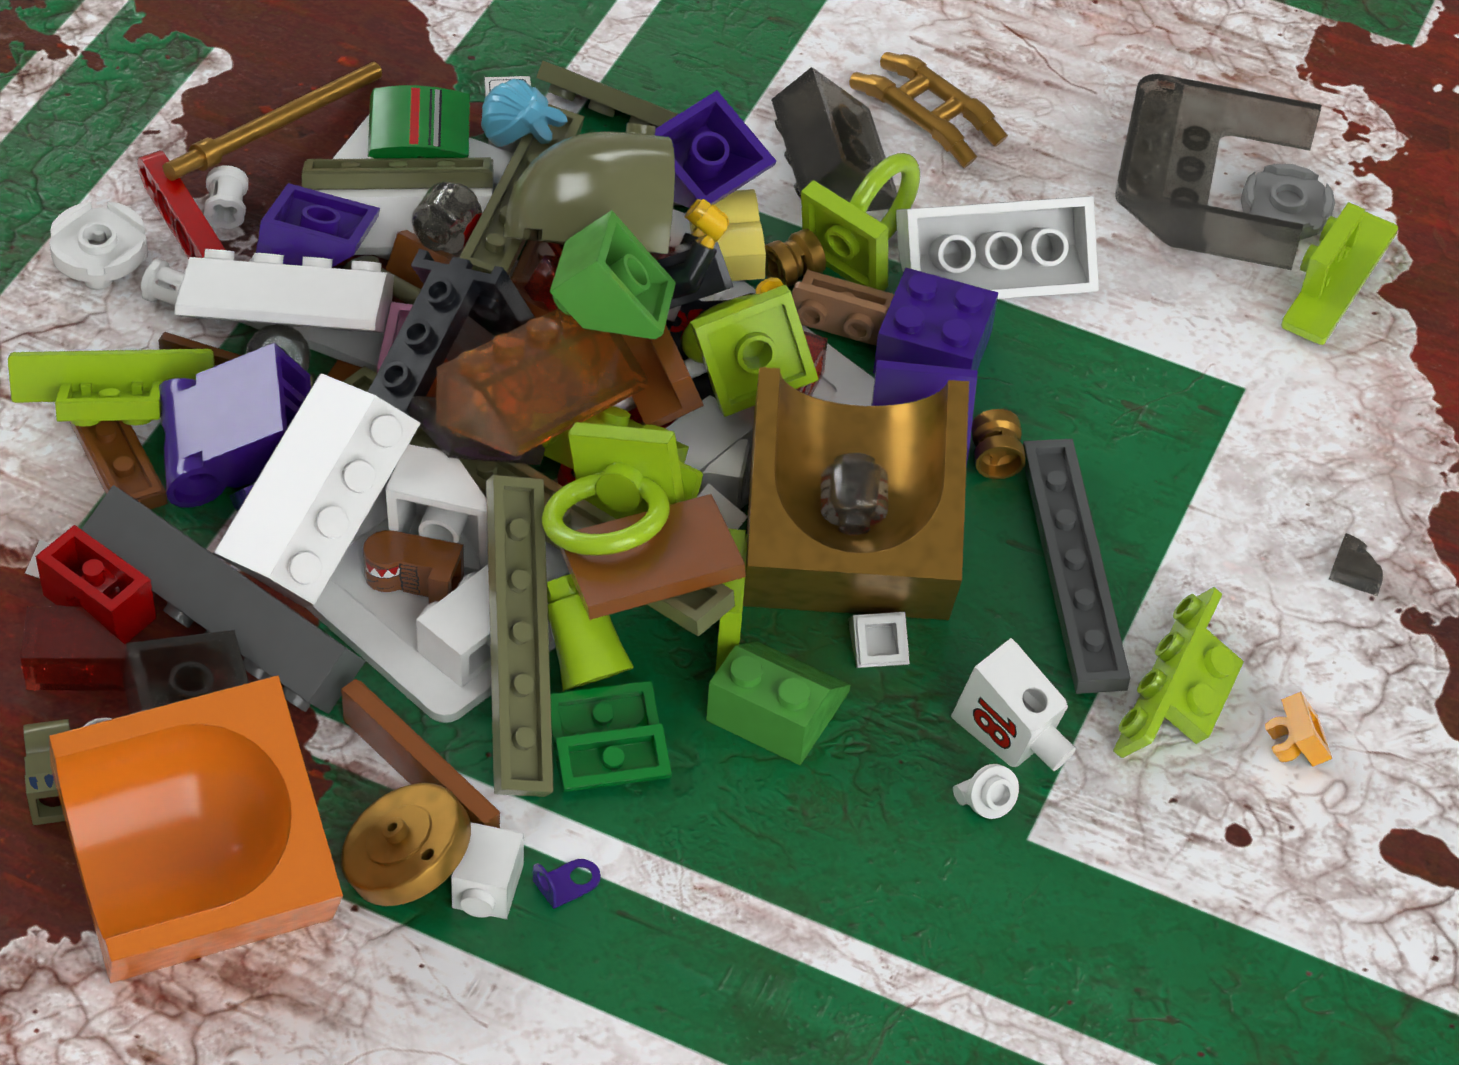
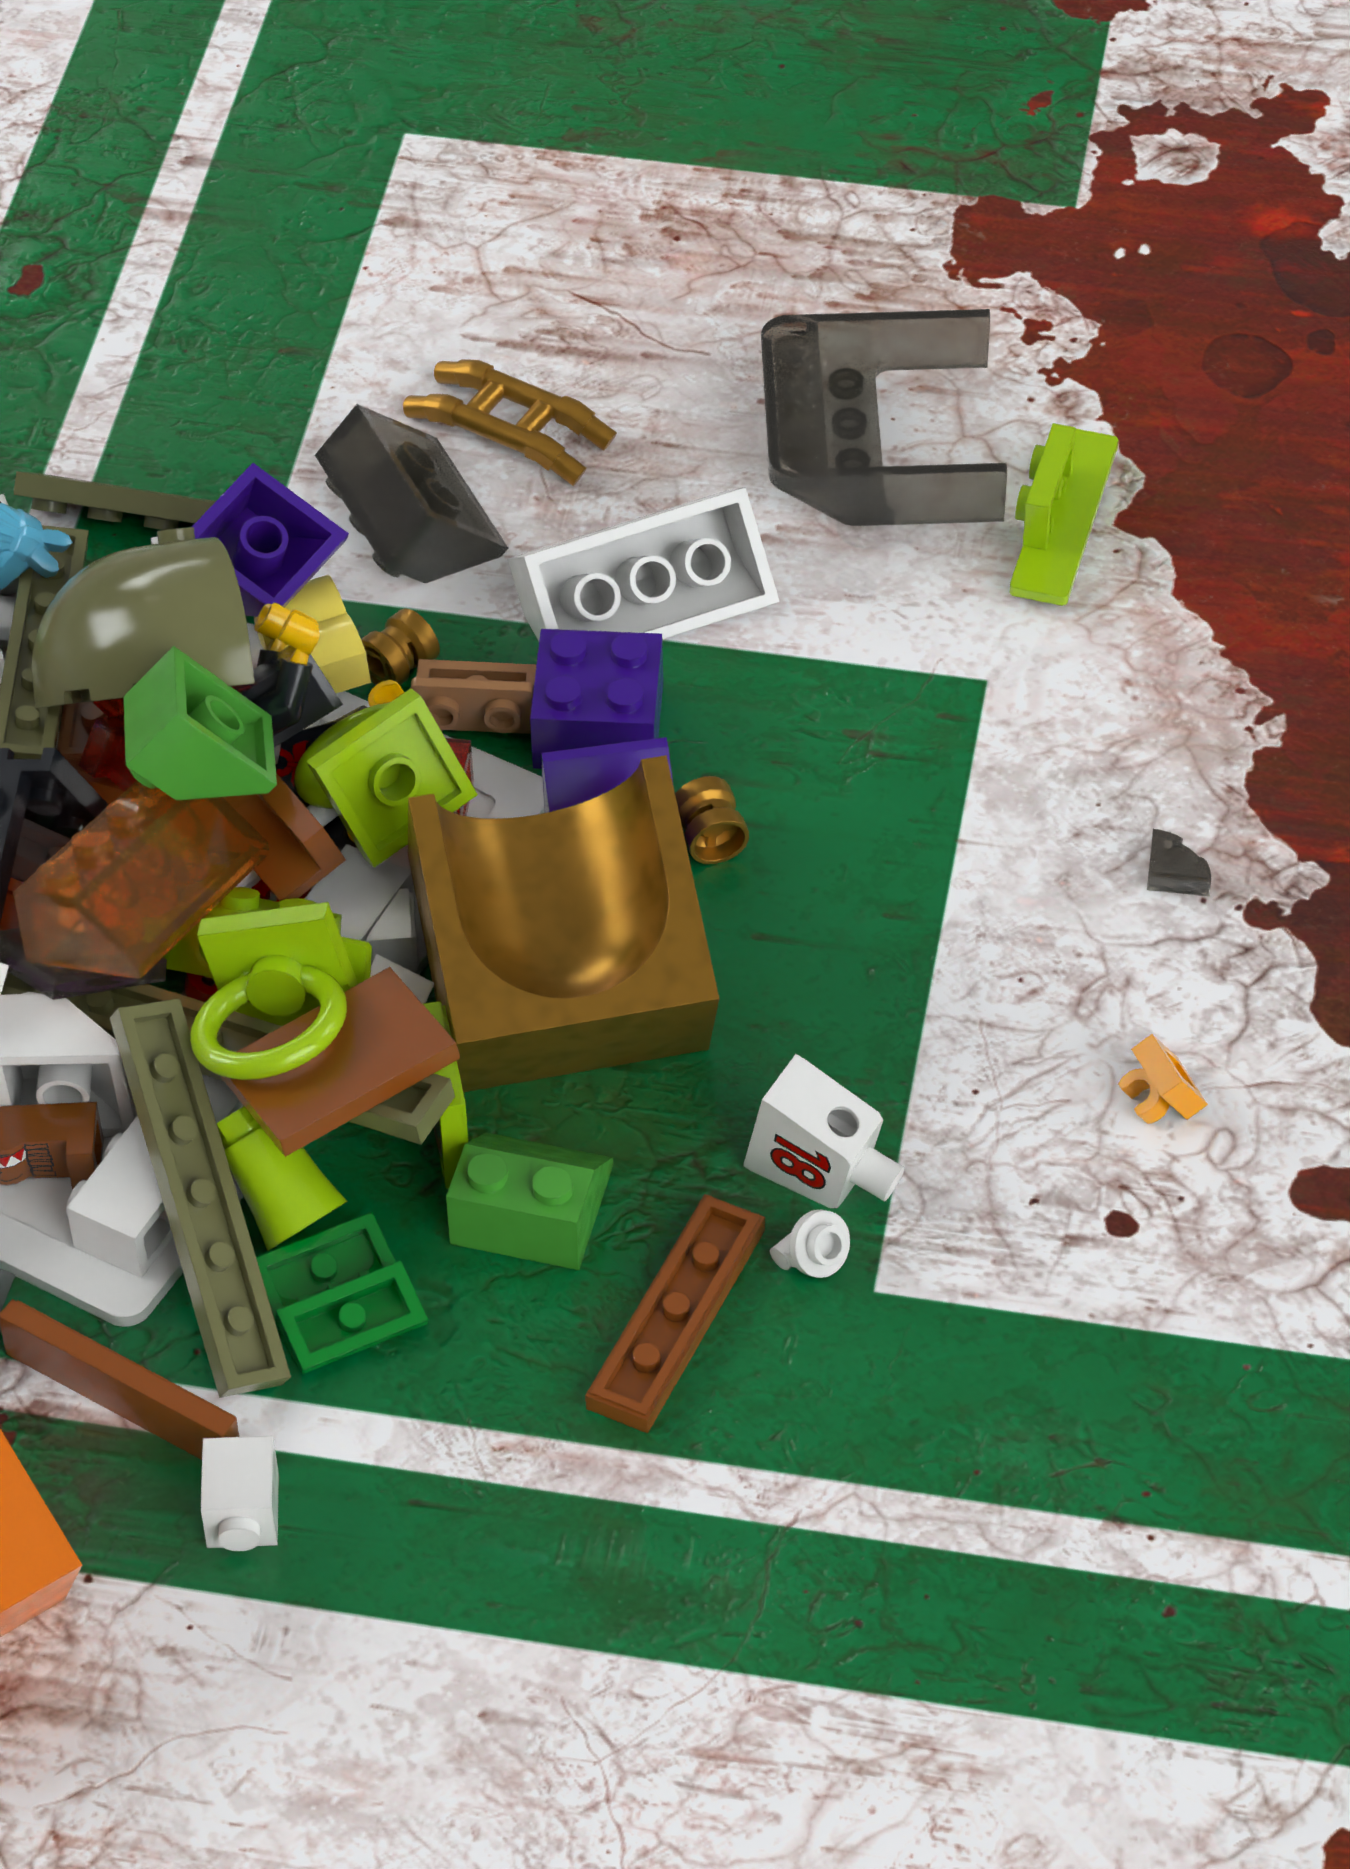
camera: 10 degrees left, 0 degrees up
(405, 844) = (132, 1485): pearl gold wheel -> none
(559, 887) = (328, 1489): dark purple piece -> none
(850, 237) = (465, 609): lime tile -> none
(854, 493) = (560, 924): clear smoke head -> none
(865, 818) = (675, 1313): none -> dark orange tile
(879, 639) = (632, 1094): white slope -> none
(1075, 567) = (843, 948): dark grey plate -> none
(1186, 681) = (1011, 1055): lime bracket -> none
(1289, 195) = (977, 430): light grey tile -> none

